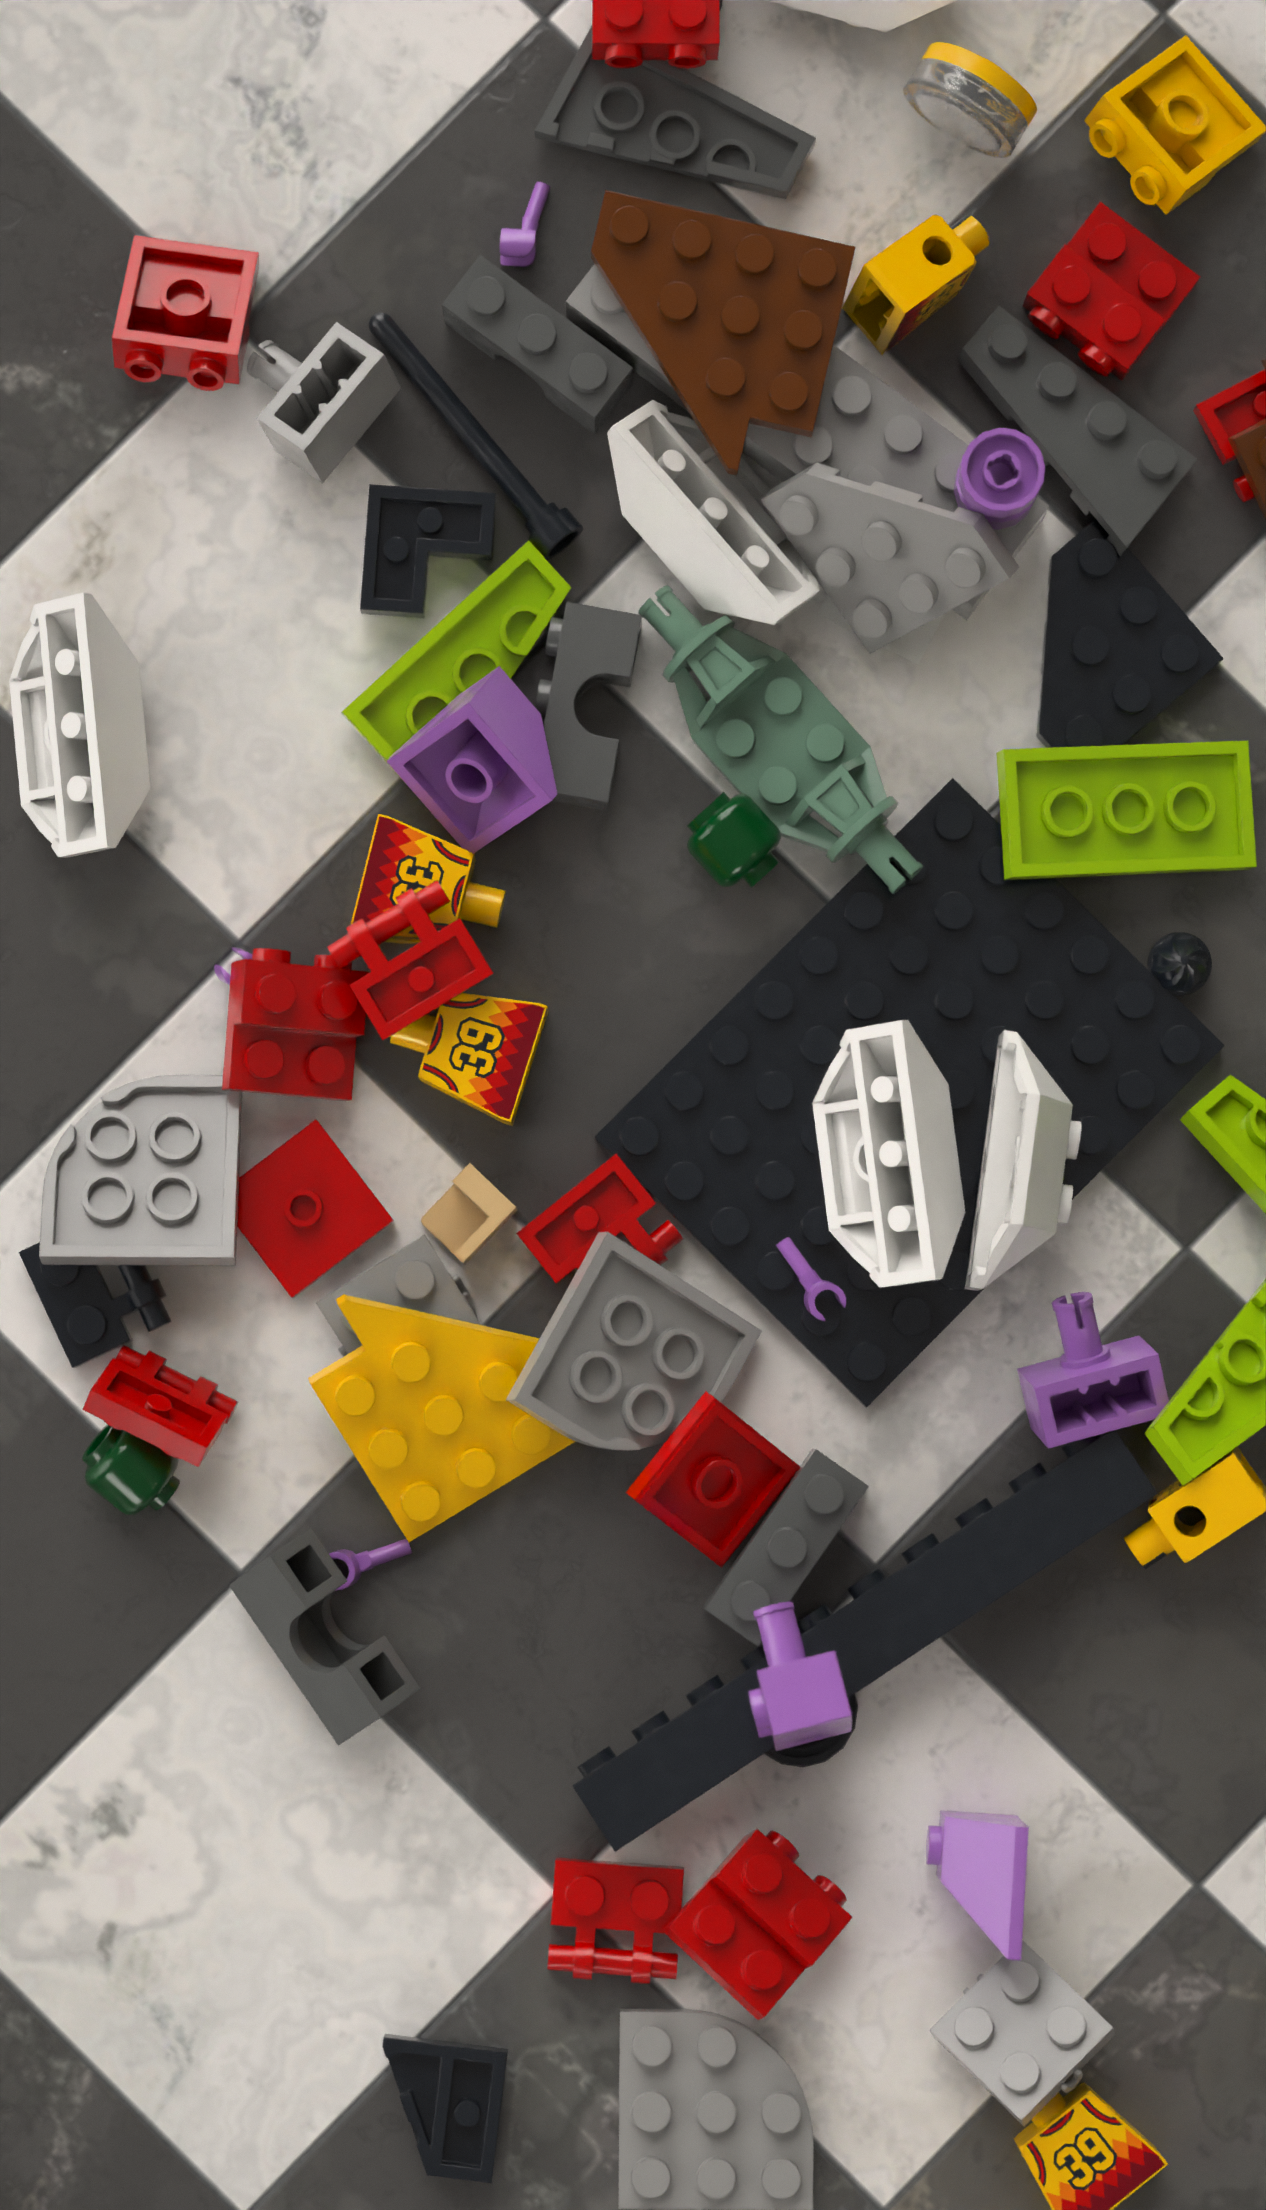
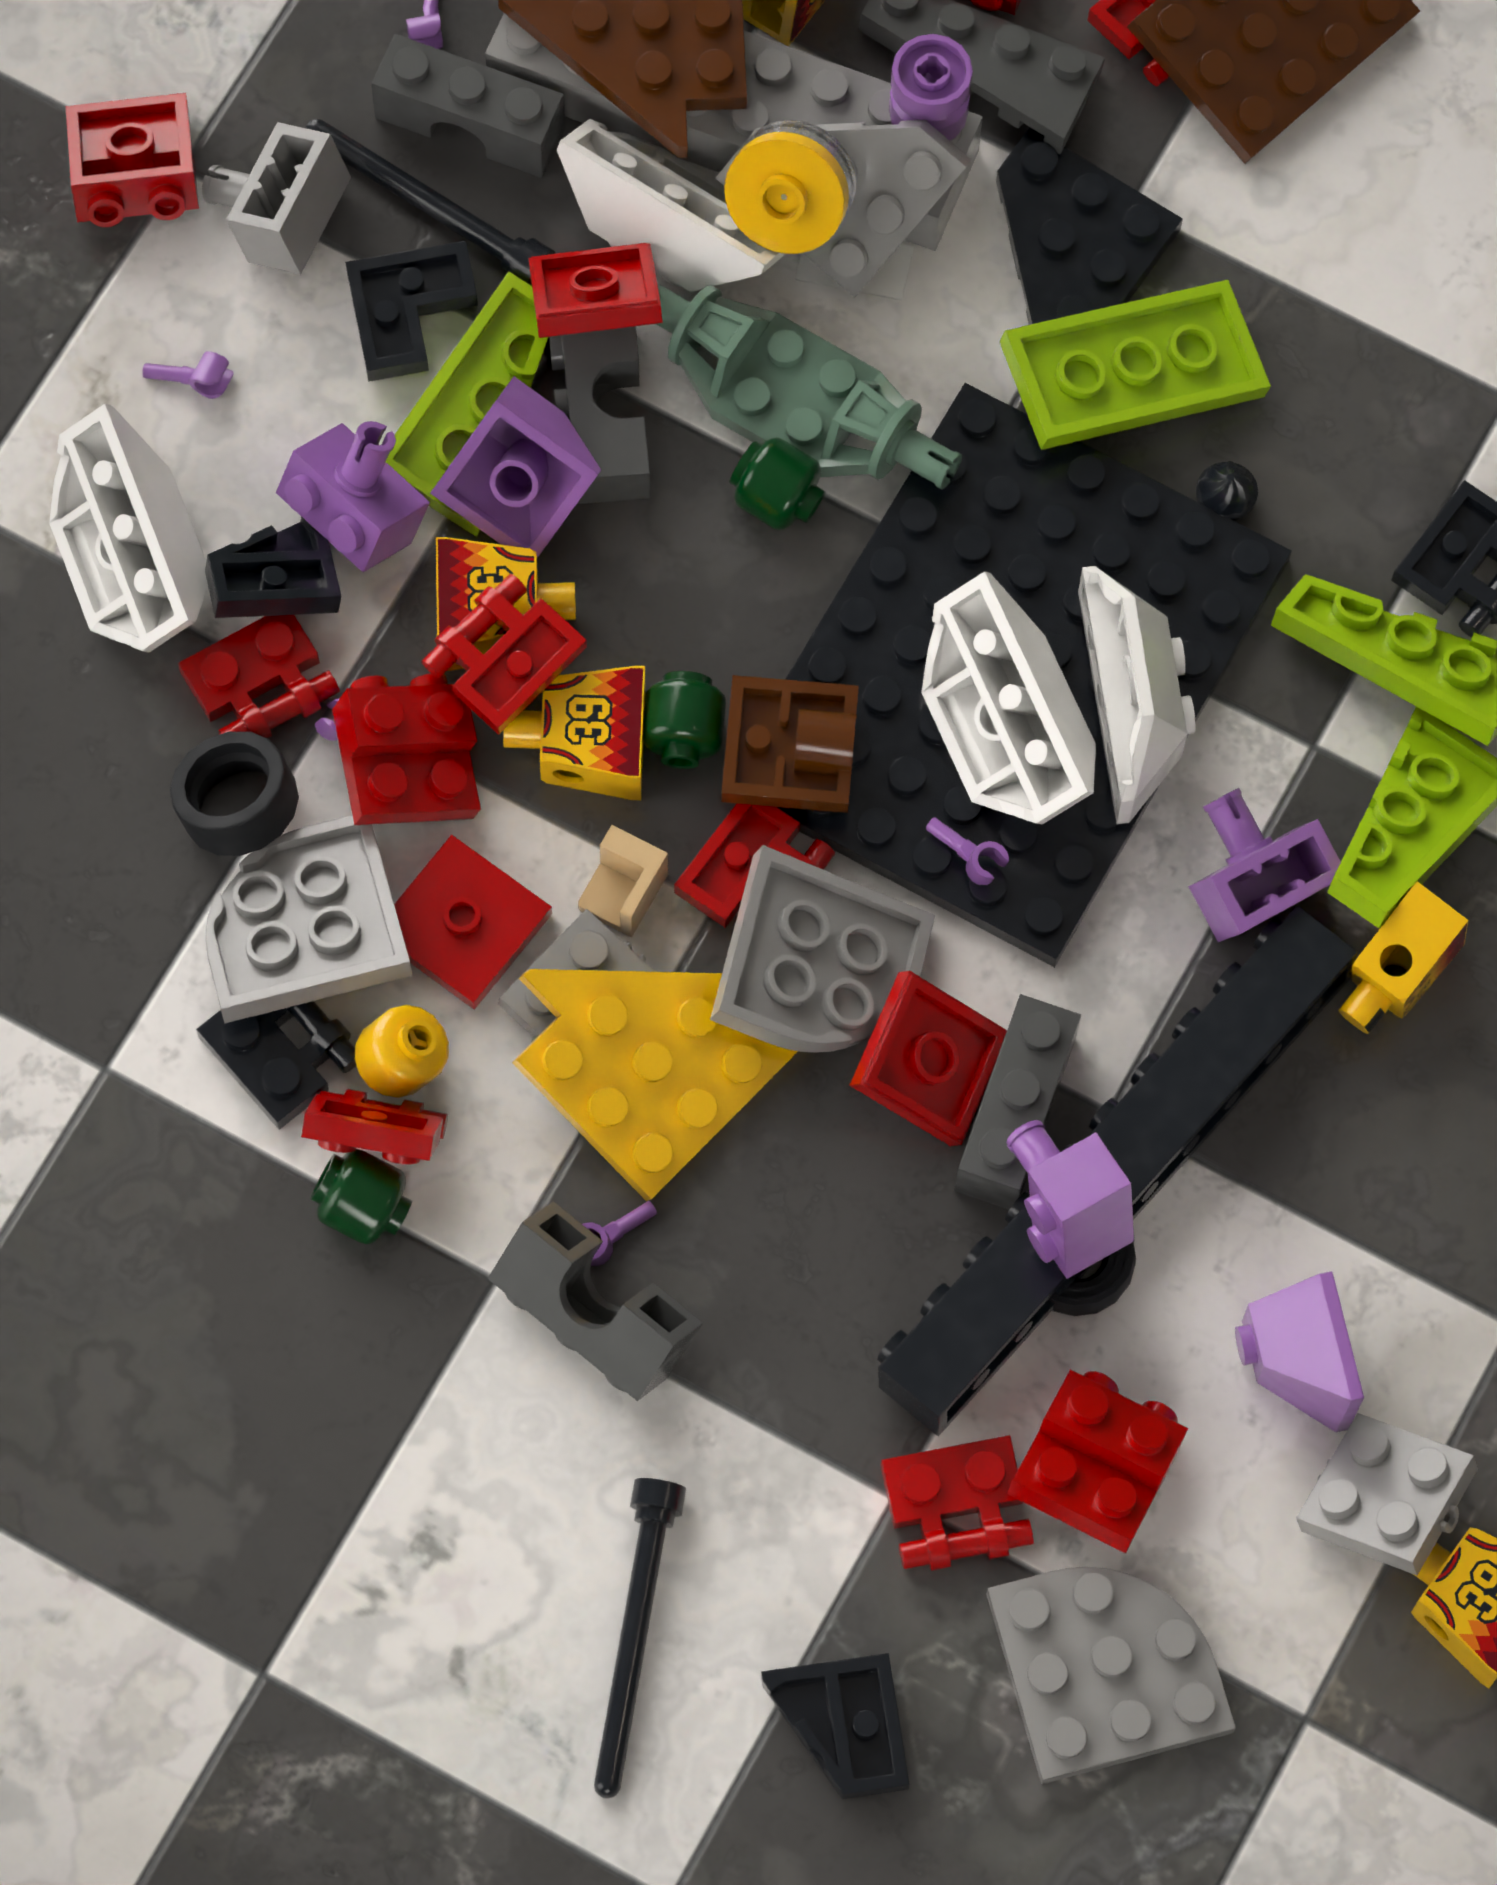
camera: 15 degrees left, 15 degrees down
(83, 993) = (212, 763): none -> black tyre
(169, 884) = (250, 664): none -> red plate
(205, 567) = (208, 378): none -> medium lavender hand
(206, 1335) = (401, 1051): none -> yellow head
(214, 804) = (274, 574): none -> black wing
(309, 743) = (353, 494): none -> medium lavender brick
(329, 1849) = (656, 1507): none -> black piece
(572, 1065) = (684, 719): none -> dark green head
(604, 596) = (595, 290): none -> red plate
(666, 1126) = (789, 744): none -> reddish brown plate
(827, 546) = (790, 186): none -> yellow piece

